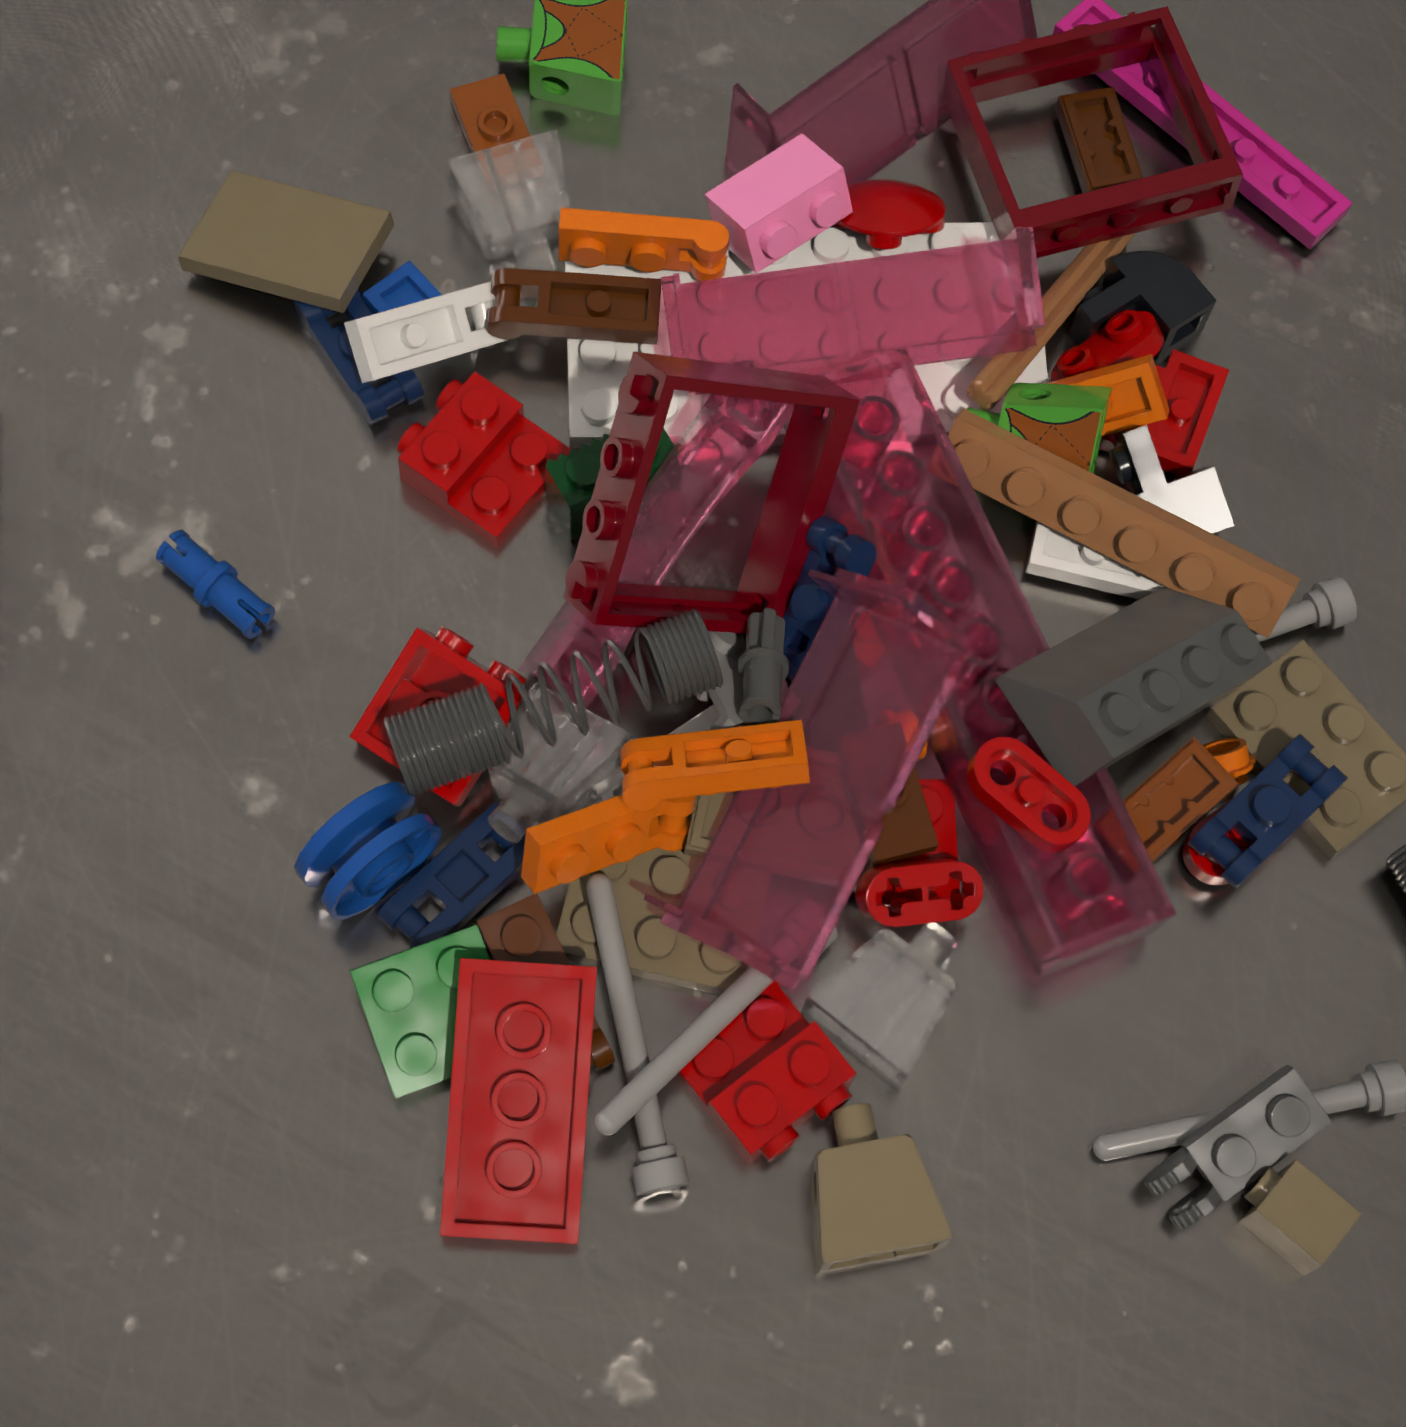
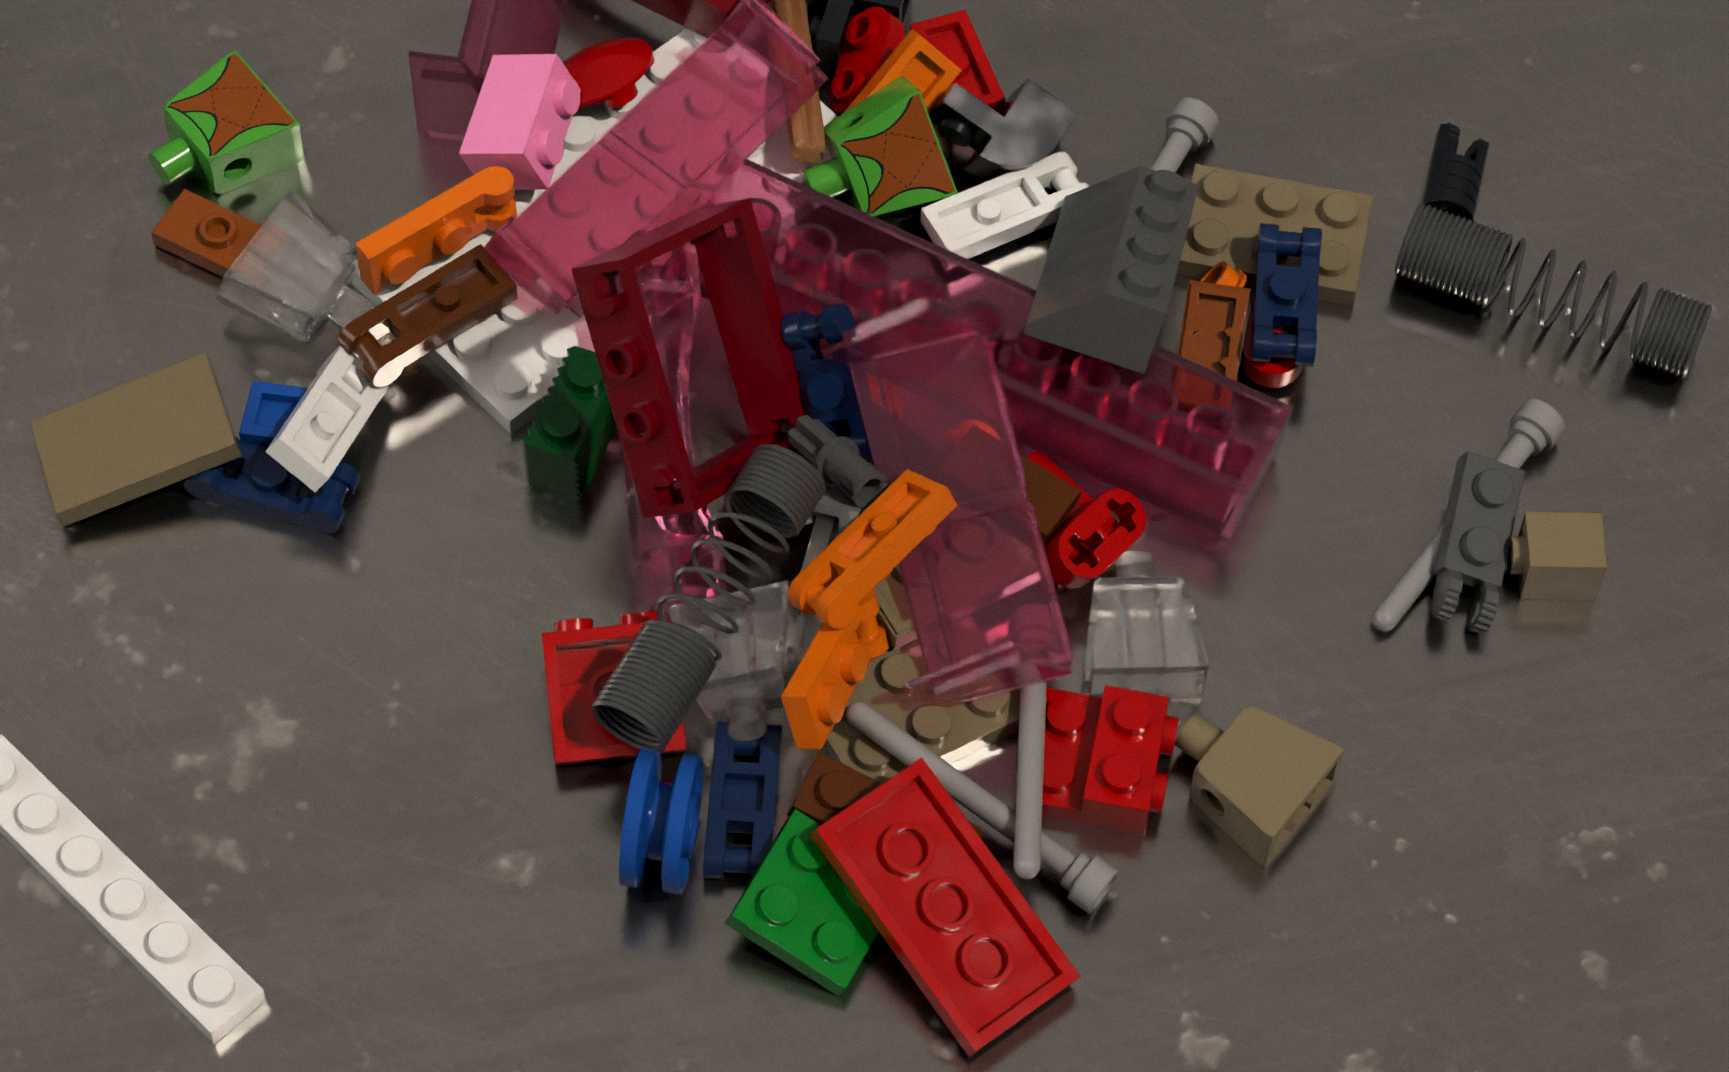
camera: 35 degrees left, 10 degrees down
(215, 584) = (331, 737): blue pin -> none
(479, 458) = (453, 488): red plate -> none
(1030, 791) = (1119, 395): red plate -> none
(1120, 523) = (997, 169): medium nougat plate -> none

